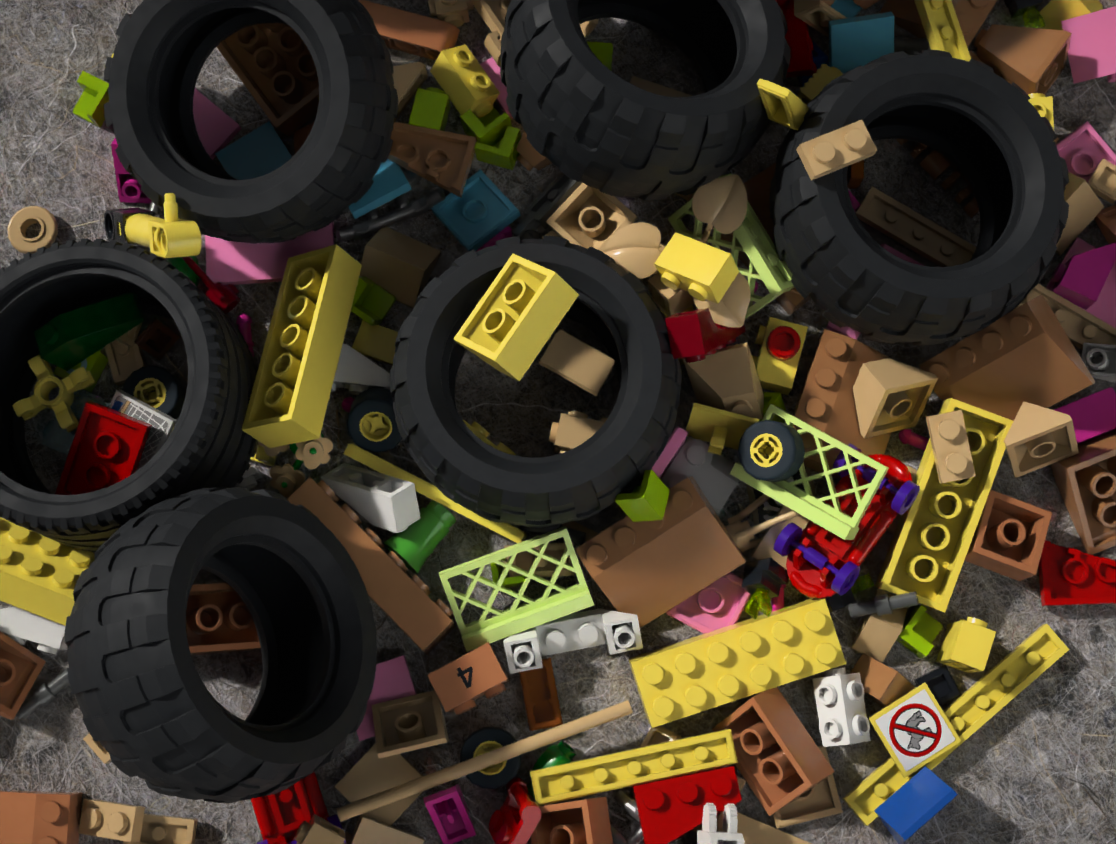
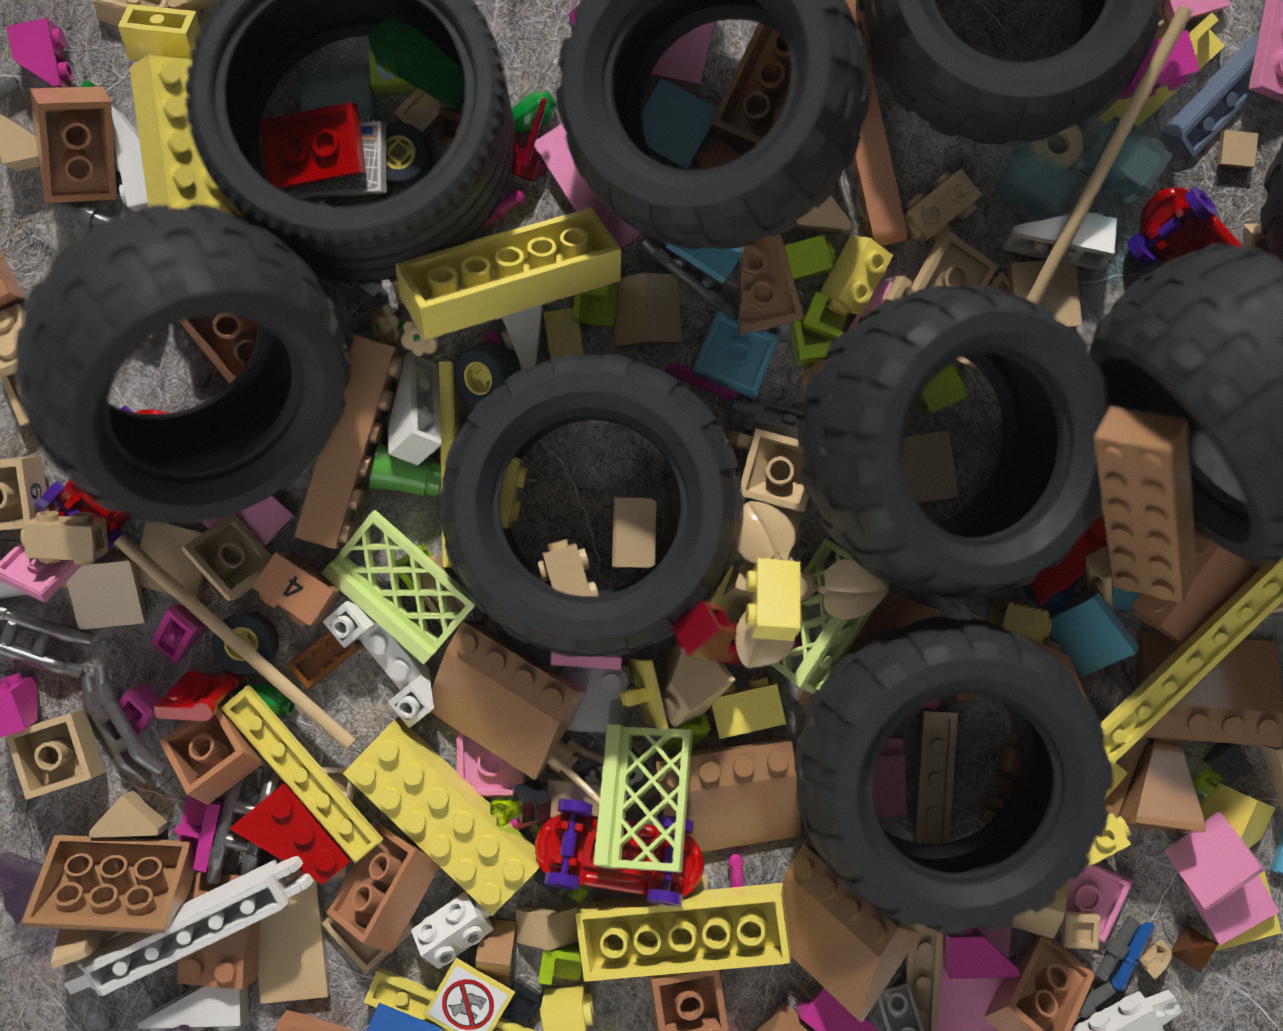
camera: 55 degrees right, 10 degrees up
(76, 381) = (332, 87): light yellow pin -> none
(164, 237) = (533, 94): light yellow piece -> none
(516, 316) = (623, 465): light yellow slope -> none
(647, 500) = (534, 667): lime panel -> none
(782, 104) = (964, 608): light yellow slope -> none
(783, 343) = (757, 710): red tile -> none
(783, 455) = (652, 764): black wheel -> none
(836, 149) = (940, 686): tan plate -> none
(883, 604) = (562, 923): dark grey bar -> none
(890, 396) = (760, 832): tan slope -> none
(950, 446) = (734, 916): tan plate -> none
(1039, 439) = (788, 989): tan slope -> none

